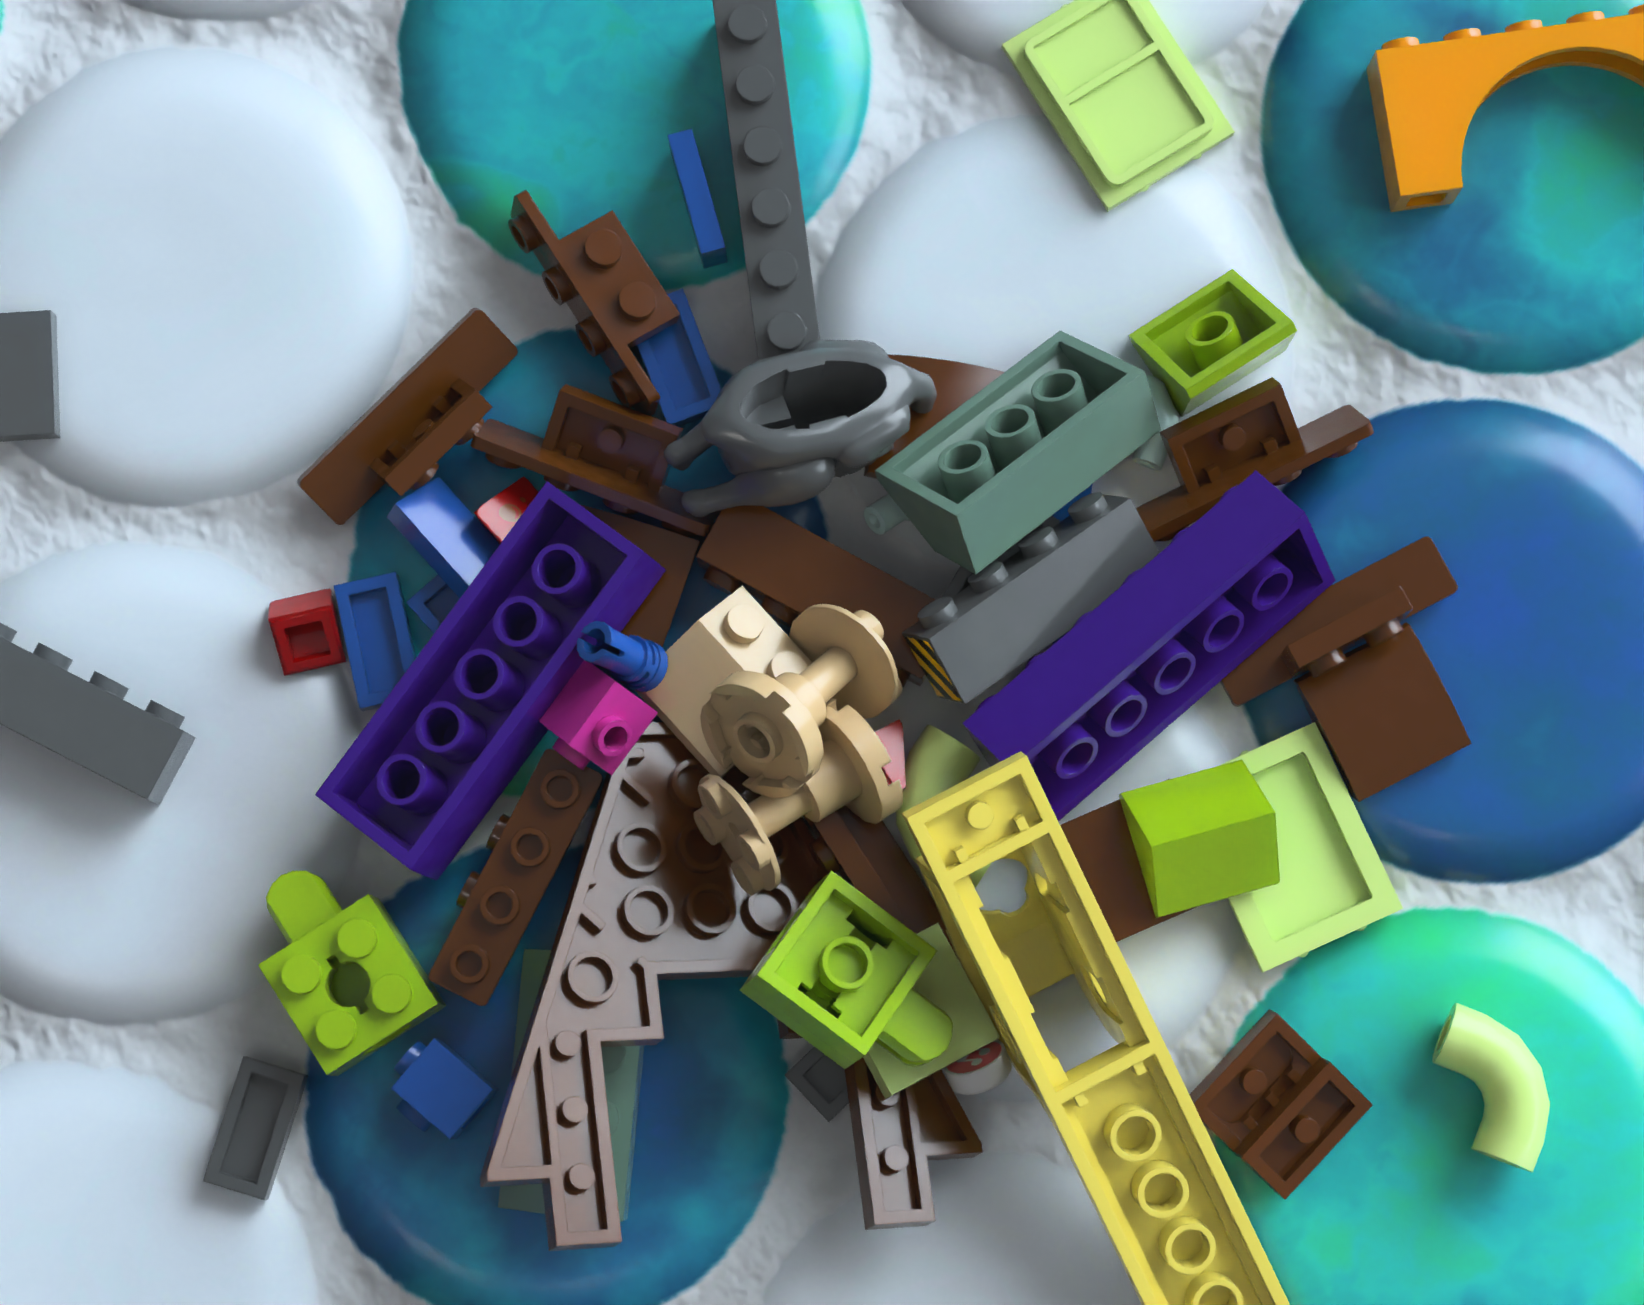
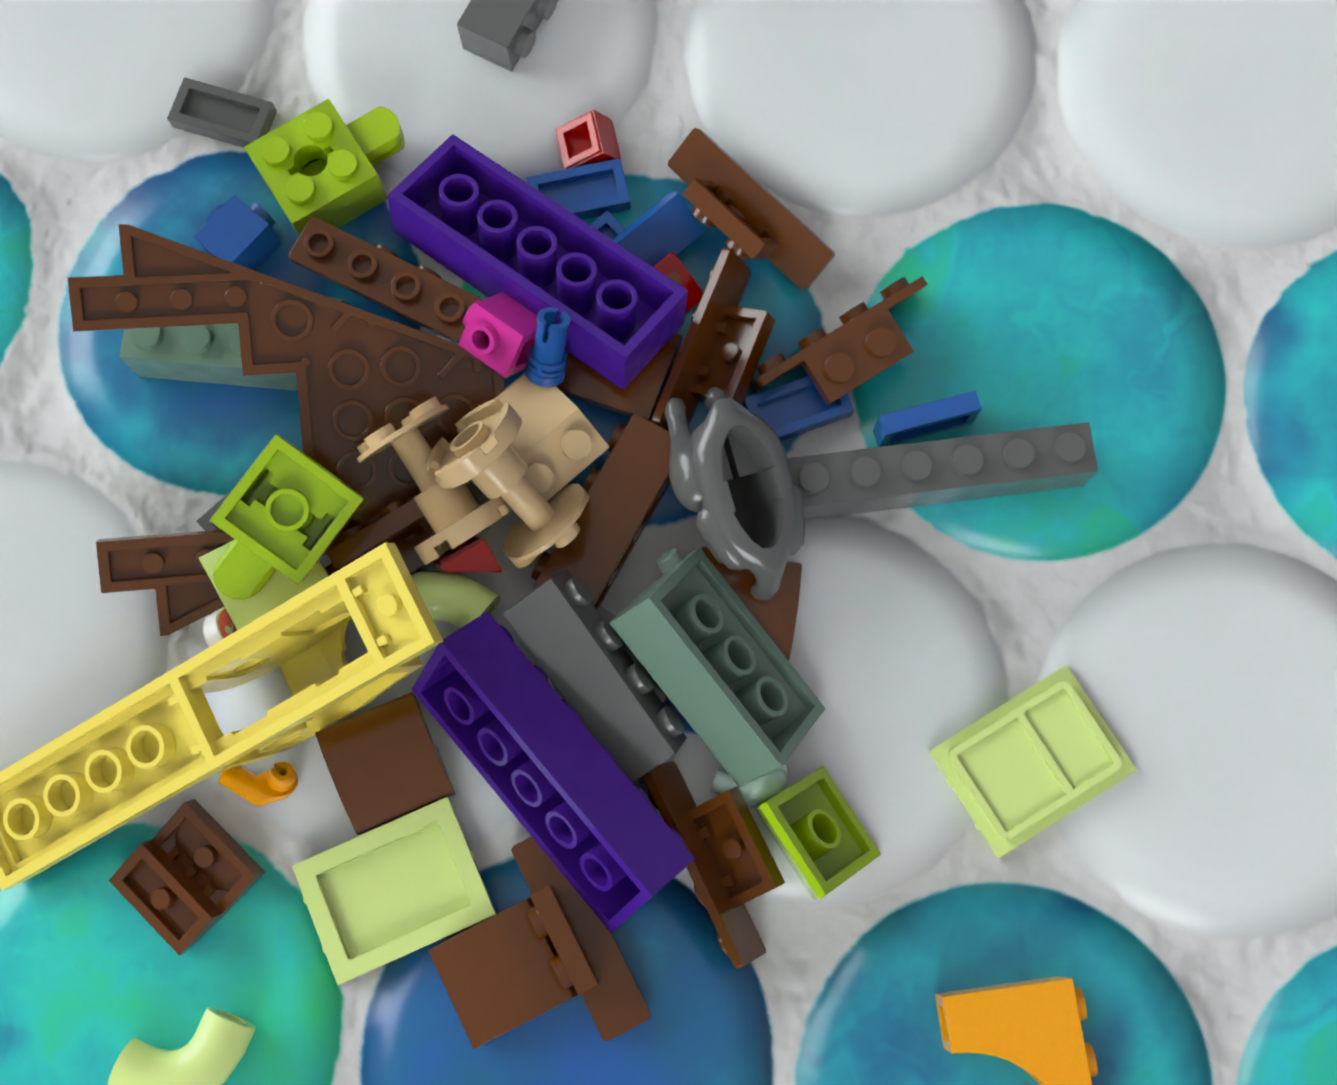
camera: 90 degrees right, 5 degrees down
(1166, 1007) = (261, 788): none -> light orange arm
(1203, 837) = (399, 813): lime slope -> none

